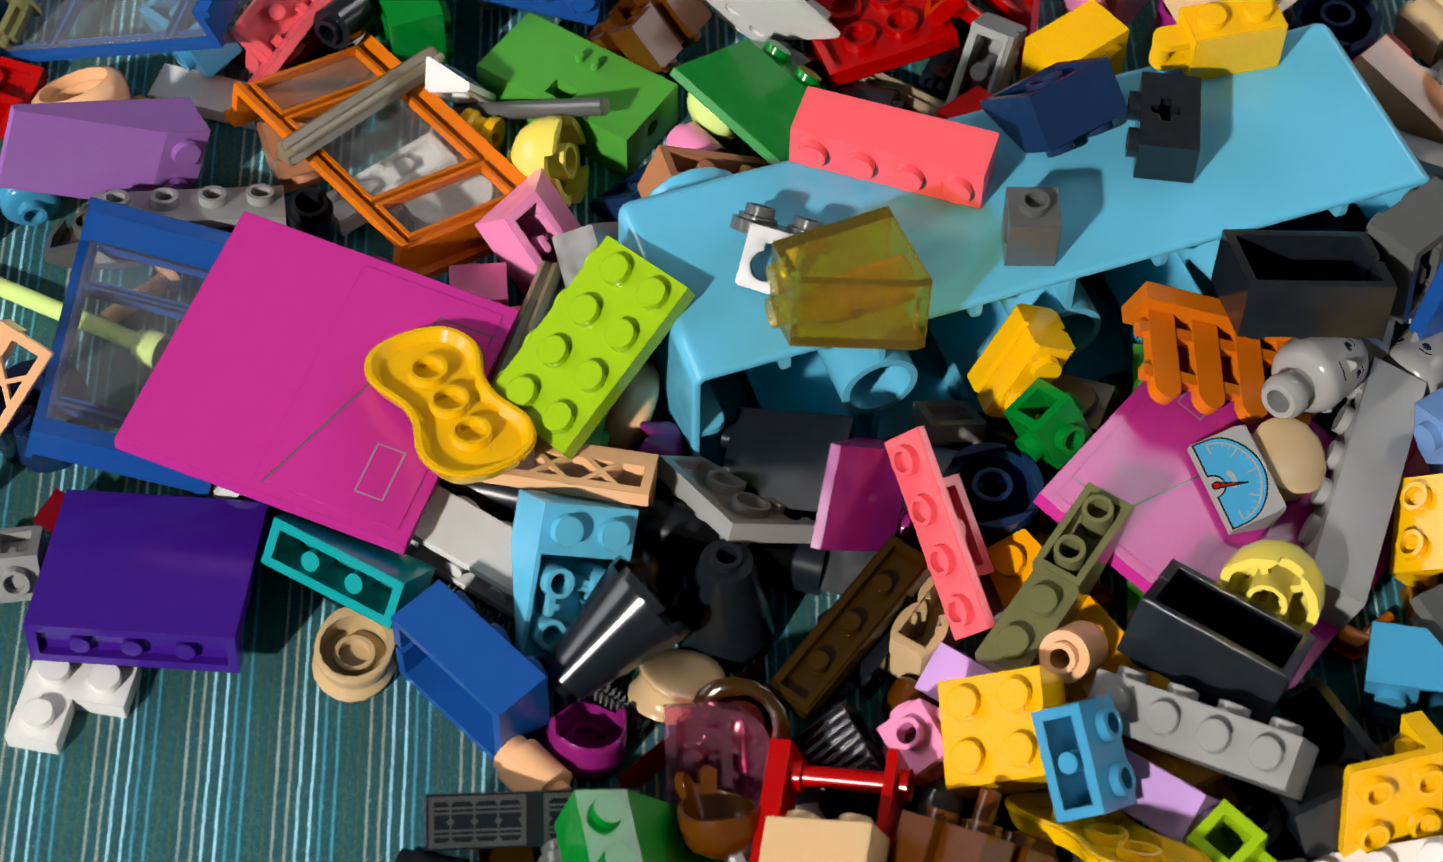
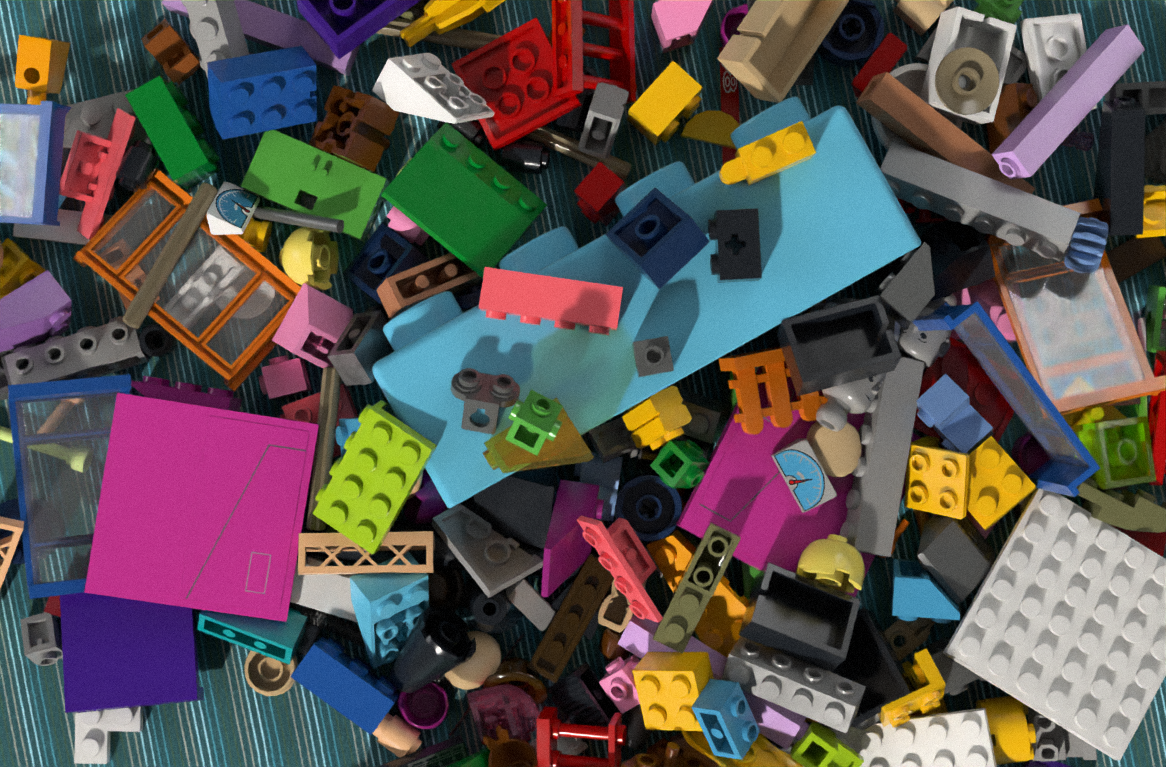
camera: 10 degrees left, 35 degrees up
(456, 415) = (306, 549): yellow plate -> none
(786, 591) = (531, 604): none -> light grey slope
(854, 202) = (535, 415): none -> bright green brick
(1074, 650) = (713, 628): light nougat brick -> none

